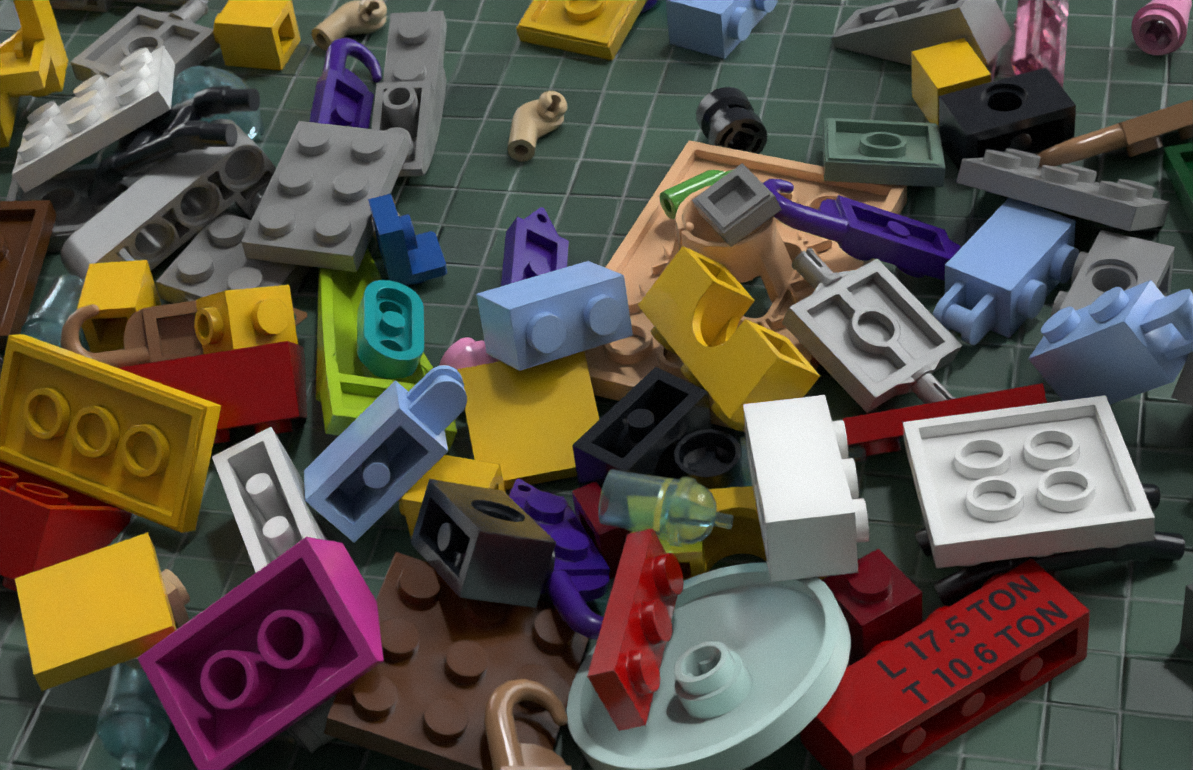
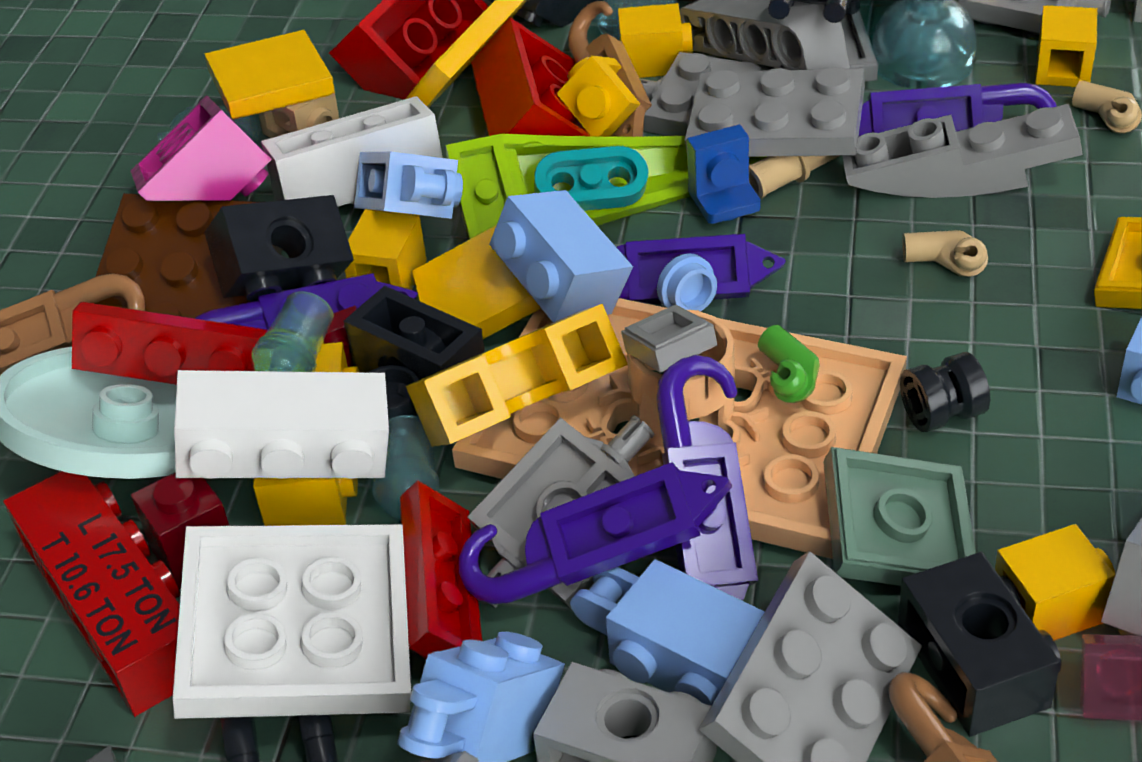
camera: 85 degrees right, 0 degrees up
(570, 252) = (687, 283): none -> light blue plate
(926, 290) = (598, 532): none -> dark purple plate

